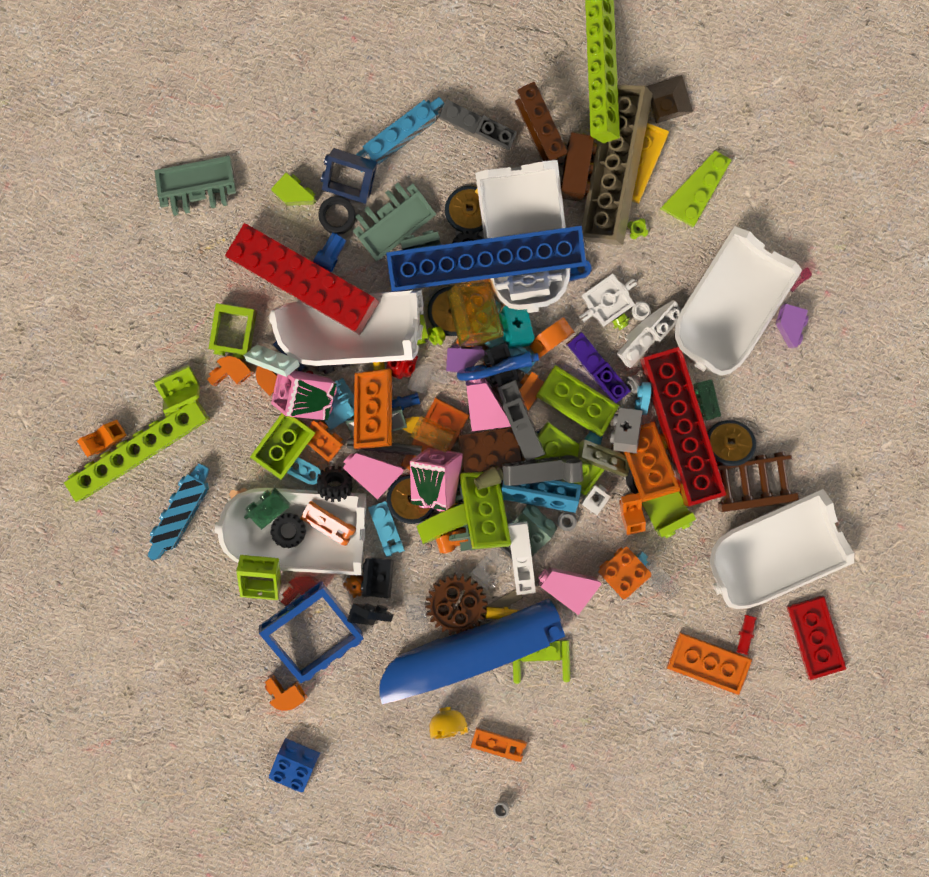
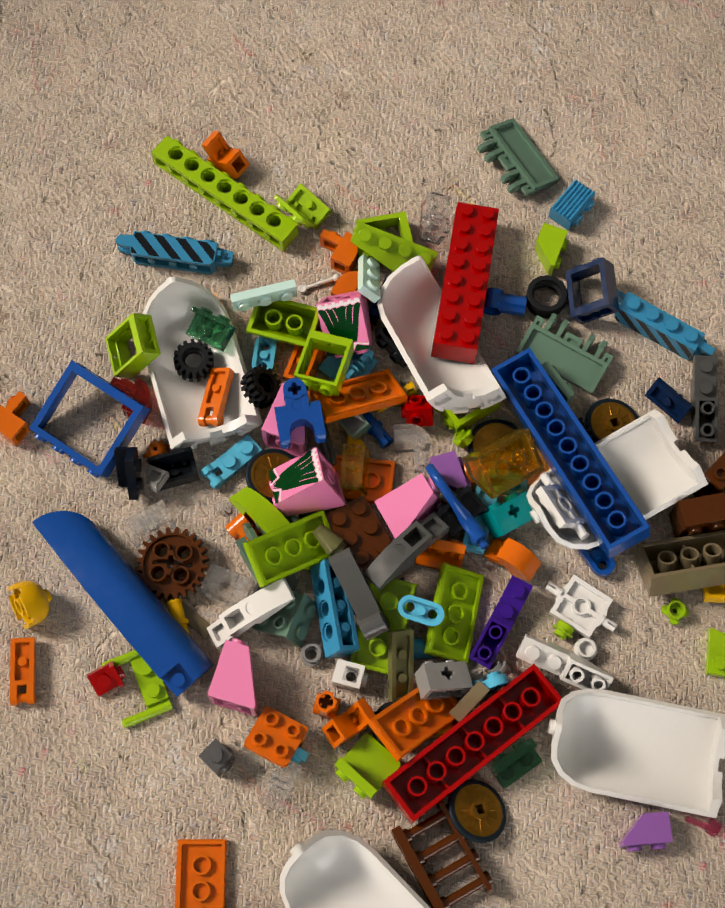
camera: 70 degrees right, 20 degrees down
(230, 280) = (435, 218): none -> clear brick
(250, 330) = (388, 248): none -> lime wing
(252, 416) = (302, 288): none -> white hinge
(258, 455) = (263, 295): none -> light aqua plate
(259, 156) = (572, 204): none -> dark azure brick
(322, 416) = (327, 343): none -> lime window
(376, 464) = (298, 413): none -> blue piece
(381, 594) = (156, 477): none -> light grey tile
(467, 154) = (668, 400): none -> dark blue plate
(528, 683) = (106, 678): none -> red bracket
(571, 428) = (421, 610): none -> medium azure plate
(612, 525) = (326, 704): none -> orange piece
(620, 620) = (217, 757): none -> flat silver brick
(651, 417) = (469, 701): none -> dark tan window

